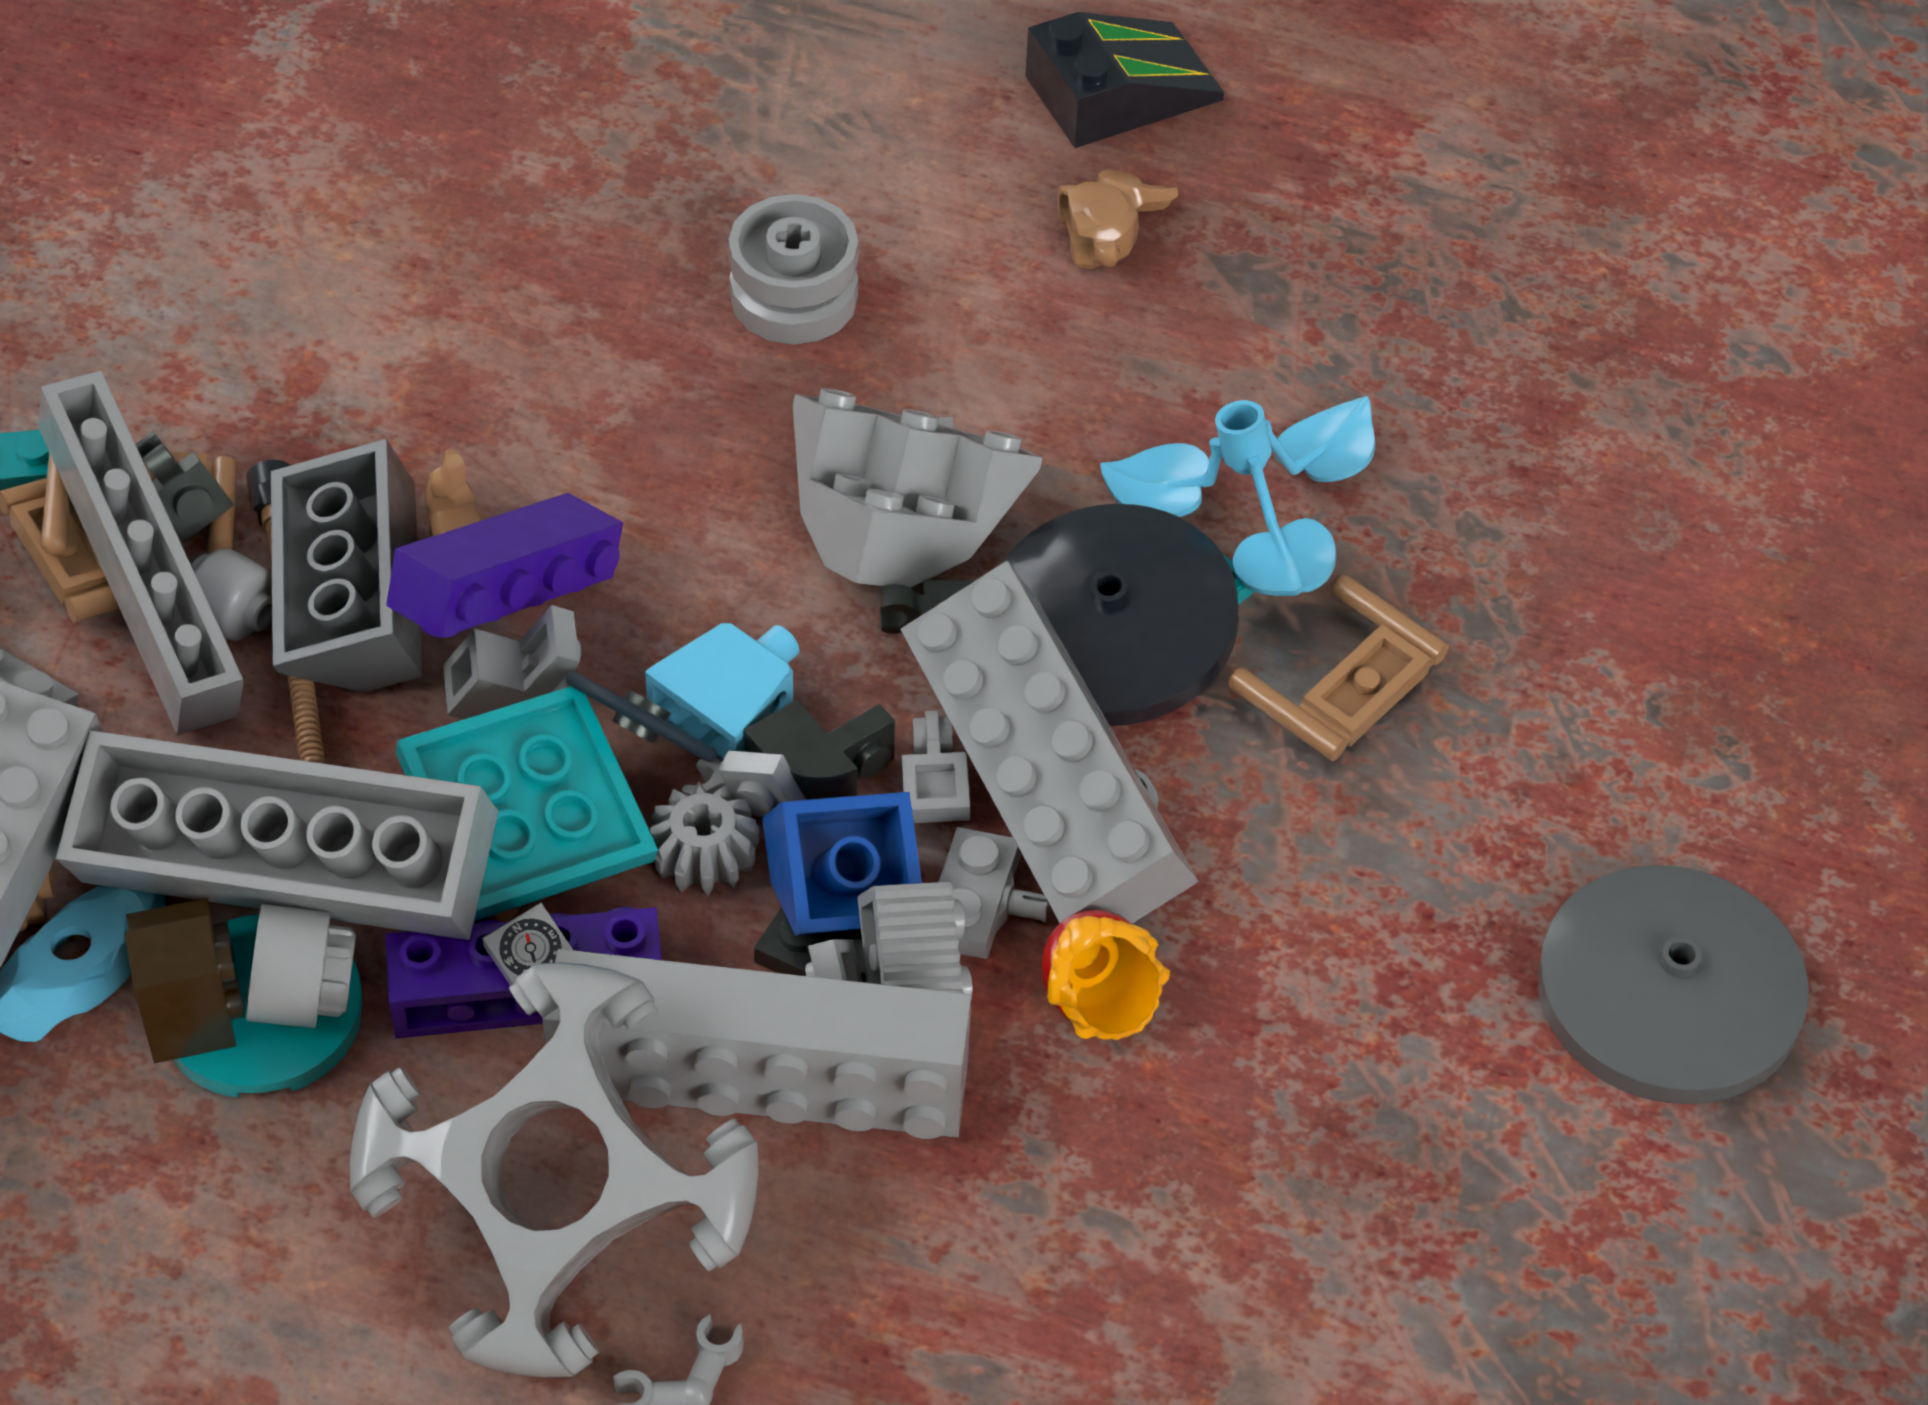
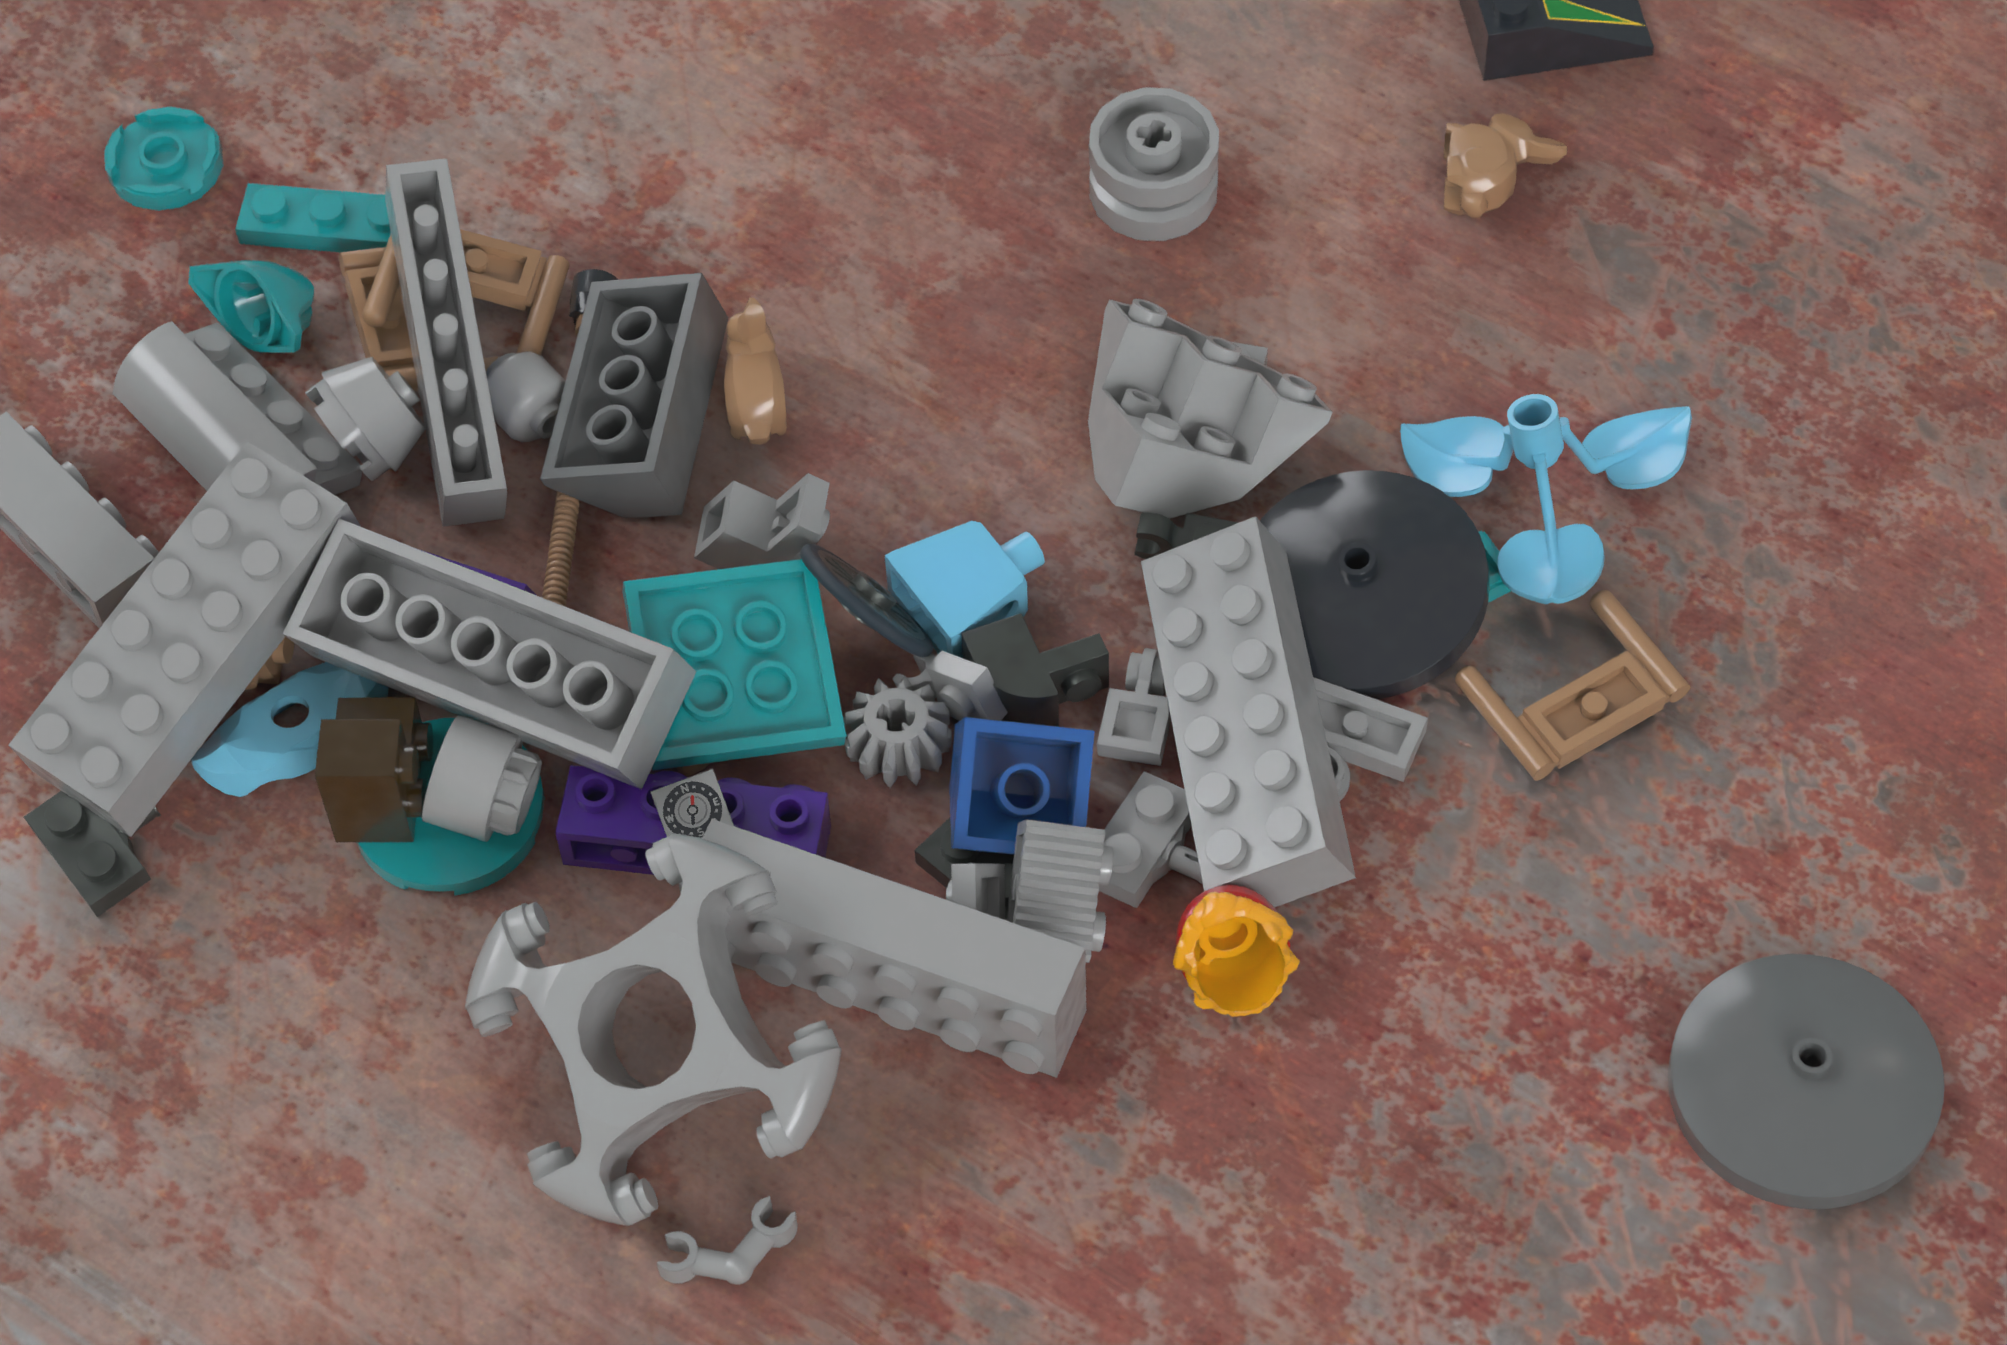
camera: 20 degrees right, 5 degrees up
(76, 636) = (369, 414): none -> light grey cone
(185, 487) = (503, 287): pearl dark grey plate -> none
(503, 564) = (778, 421): dark purple brick -> none
(1165, 746) = (1369, 730): none -> light grey plate

